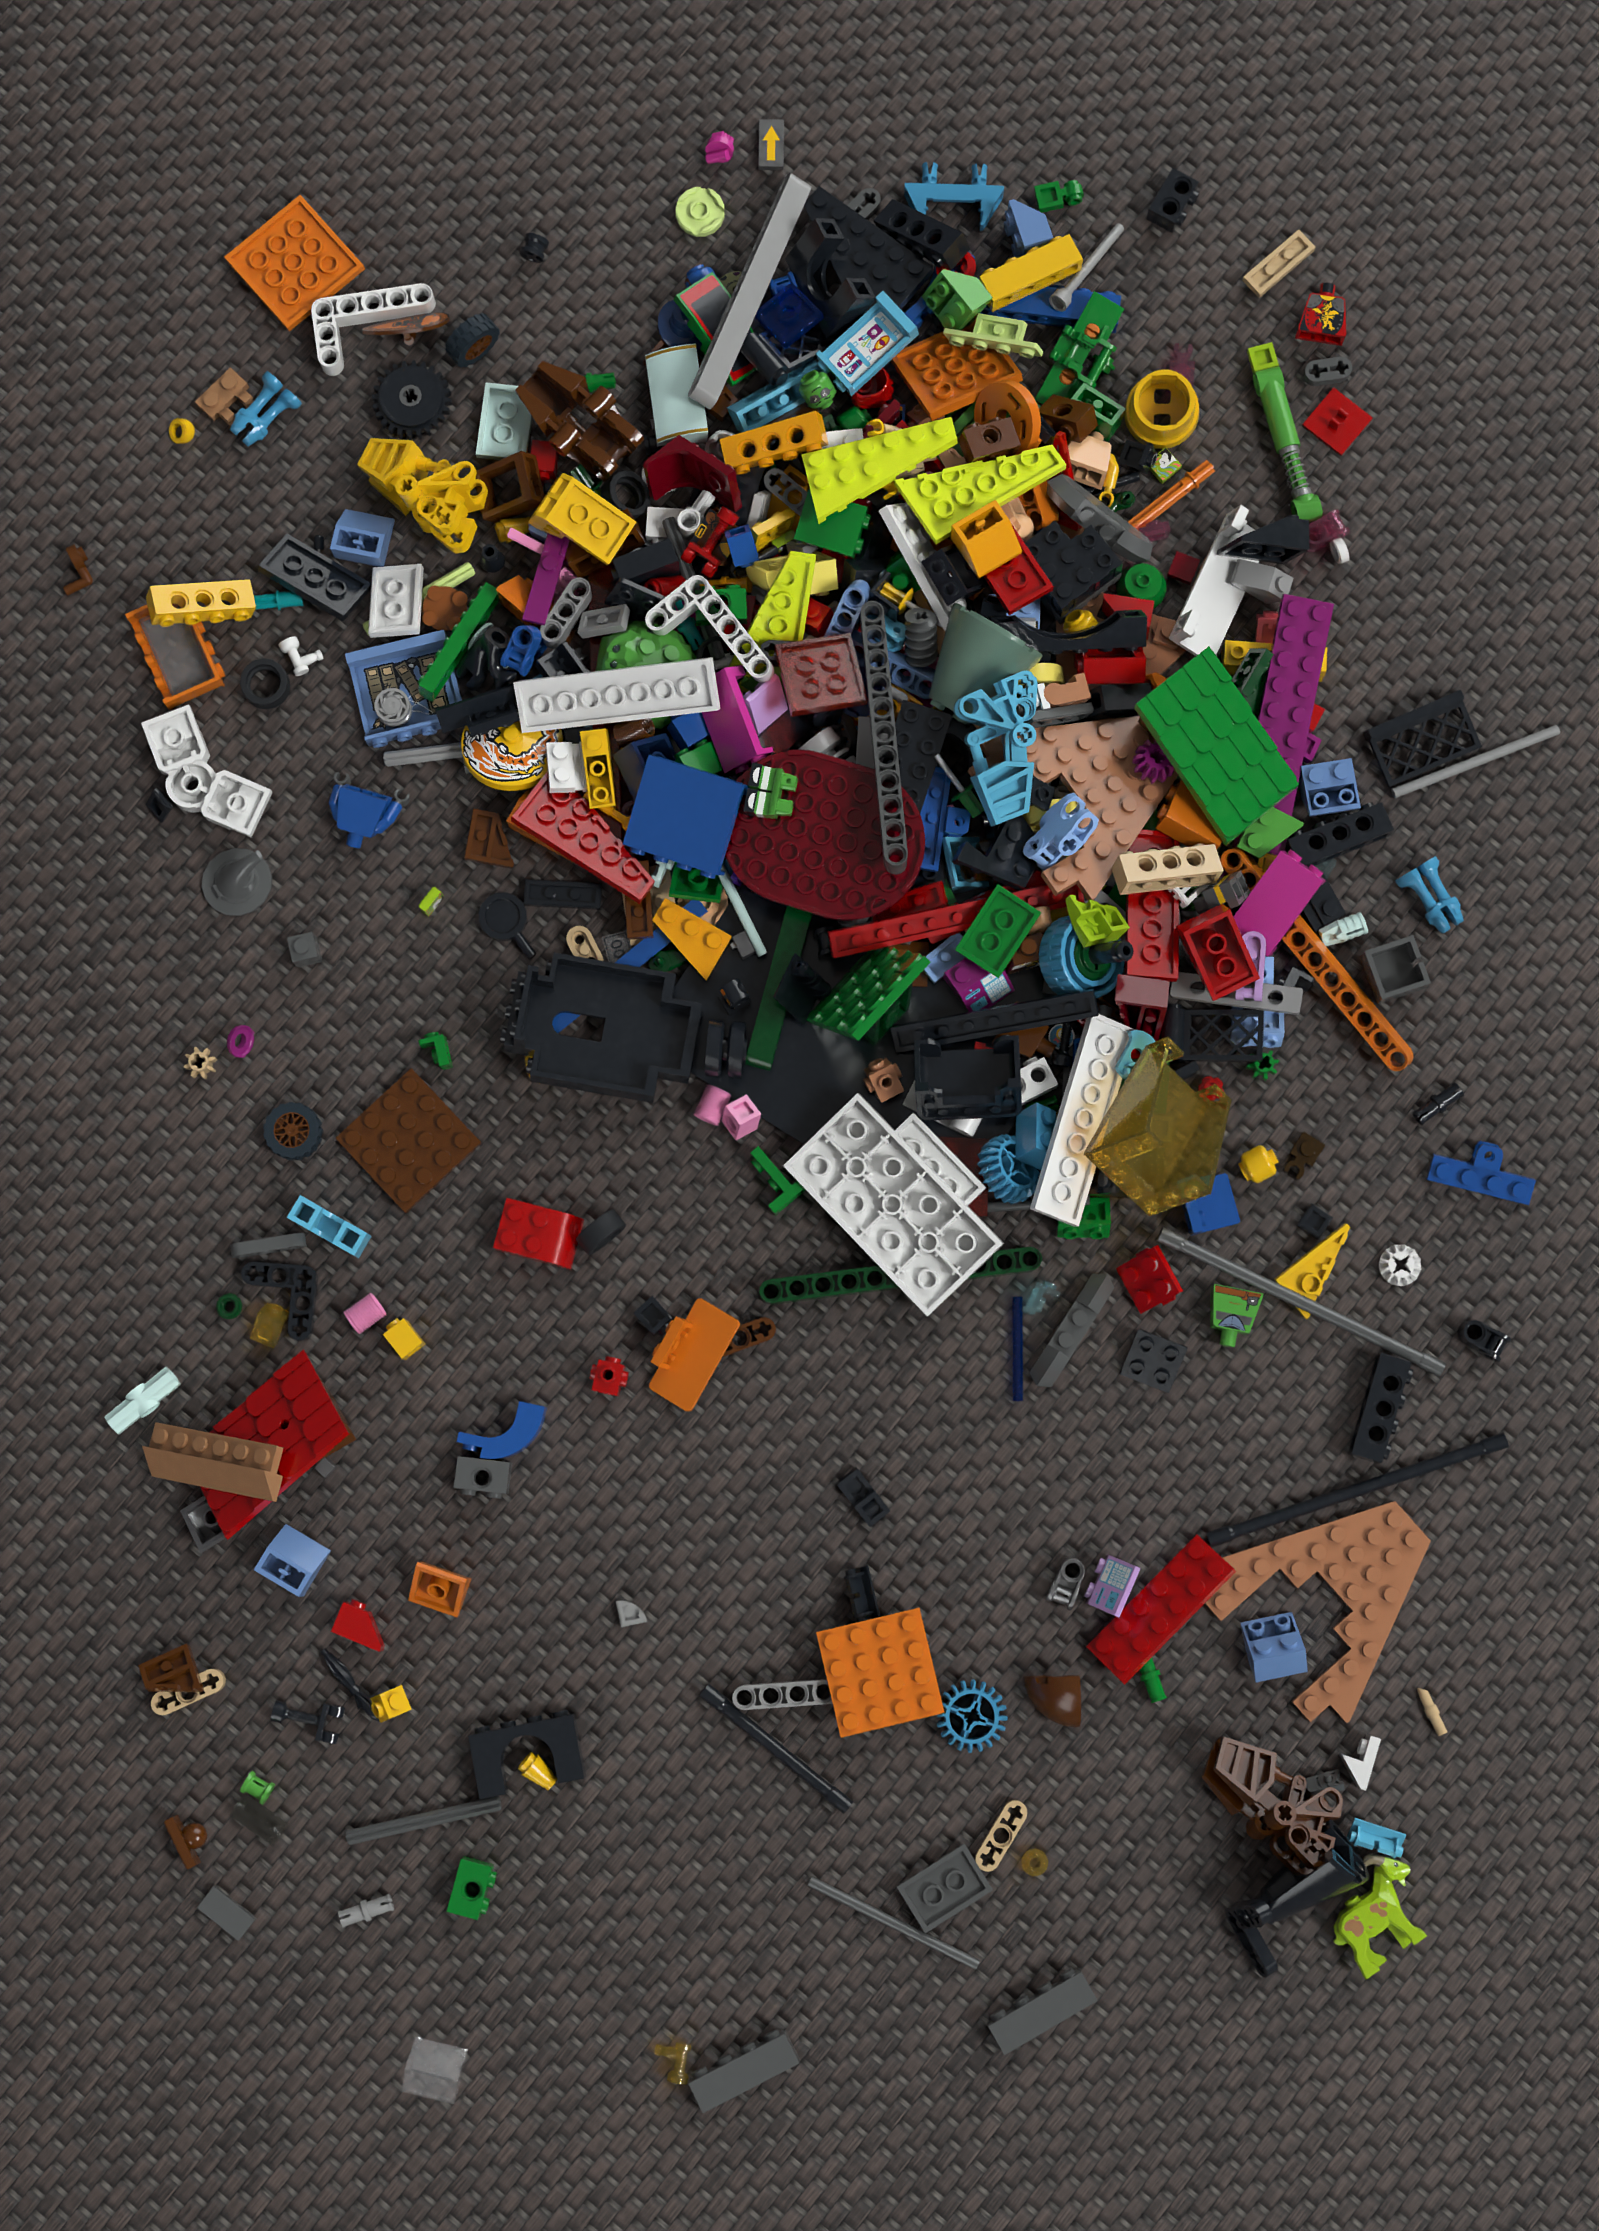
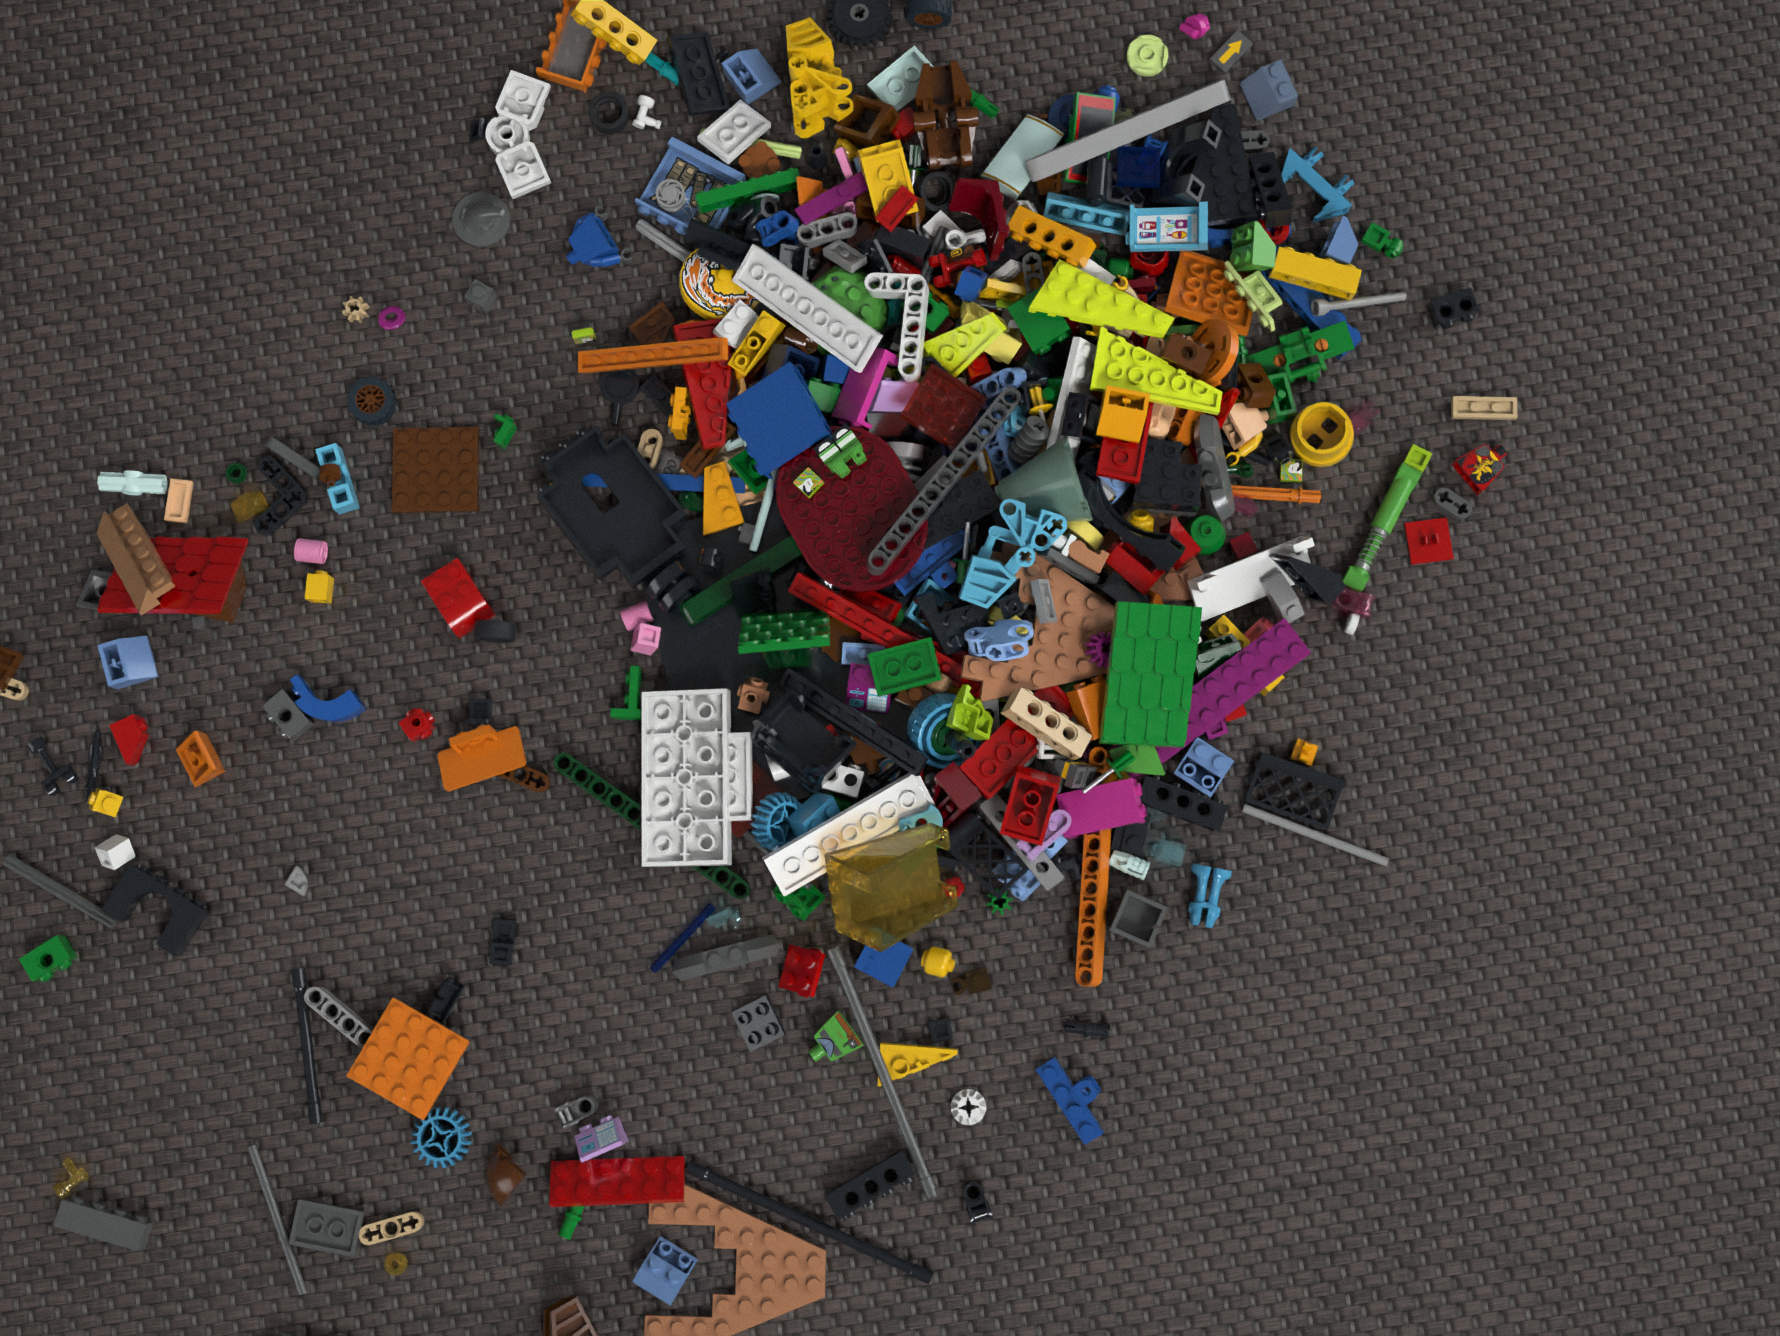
camera: 40 degrees right, 0 degrees up
(199, 1379) = (178, 500): none -> light nougat tile
(320, 1227) = (330, 474): none -> reddish brown tile
(441, 1739) = (115, 852): none -> white panel
(516, 860) = (653, 355): none -> orange plate
(537, 1771) = (153, 924): yellow cone -> none
(590, 892) = (681, 410): none -> light orange brick
(616, 536) = (896, 208): none -> red tile
(764, 846) = (808, 482): none -> tile
(817, 389) = (1111, 229): bright green head -> none
(837, 149) = (1269, 90): none -> sand blue slope
(1074, 770) = (1044, 601): none -> light grey plate
(1256, 854) = (1116, 766): none -> green piece
(1367, 889) = (1168, 853): none -> clear light blue brick
(1400, 699) = (1304, 752): none -> light orange tile

